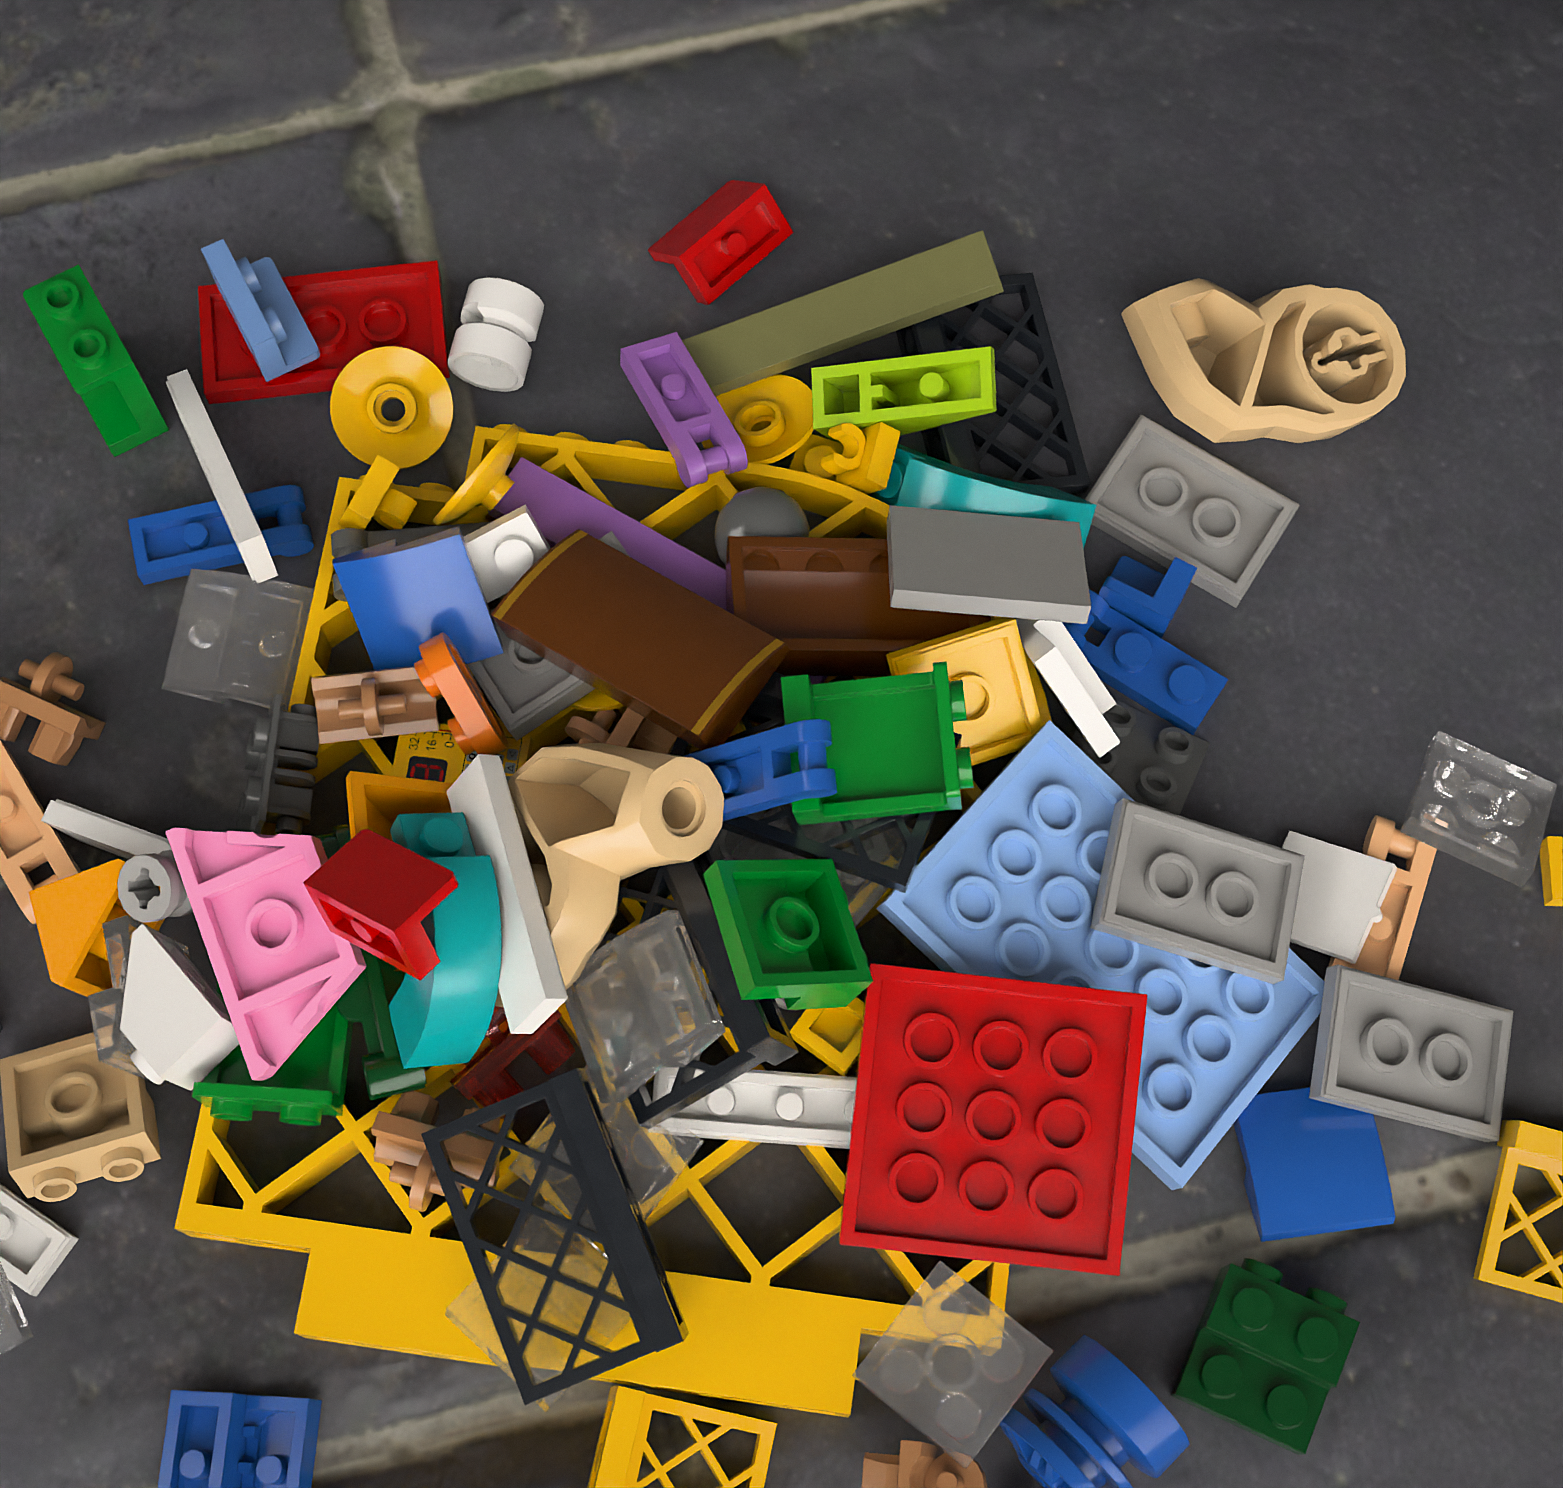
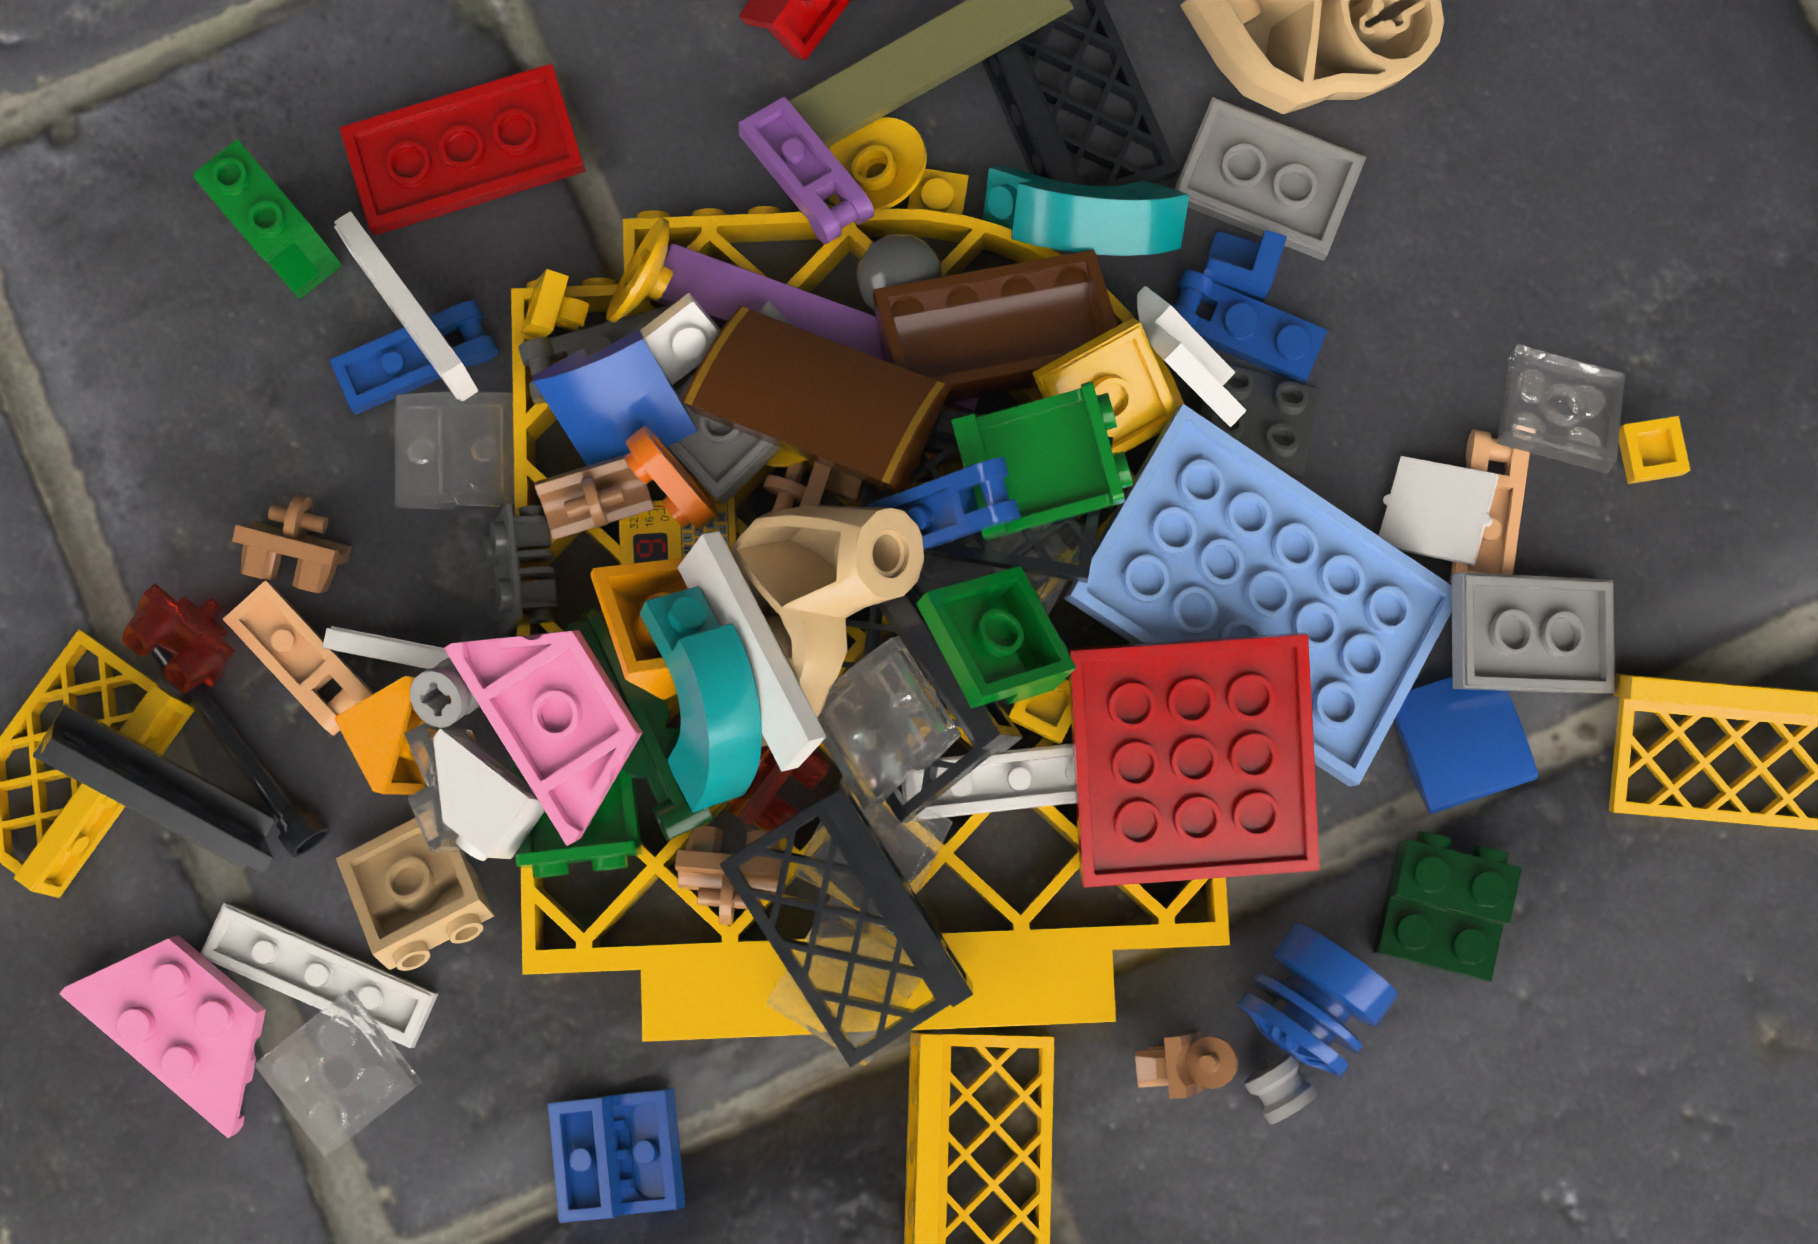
camera: 10 degrees left, 10 degrees up
(262, 311) = (407, 144): medium blue bracket -> none
(379, 896) = (651, 679): red panel -> none
(387, 375) = (537, 243): yellow dish -> none
(493, 340) = (620, 118): white wheel -> none
(865, 456) = (976, 186): yellow tile -> none
(905, 391) = (1001, 122): lime slope -> none
(952, 1364) = (1194, 967): clear plate -> none
(987, 565) = (1105, 274): light grey tile -> none
(1198, 891) = (1333, 529): light grey tile -> none

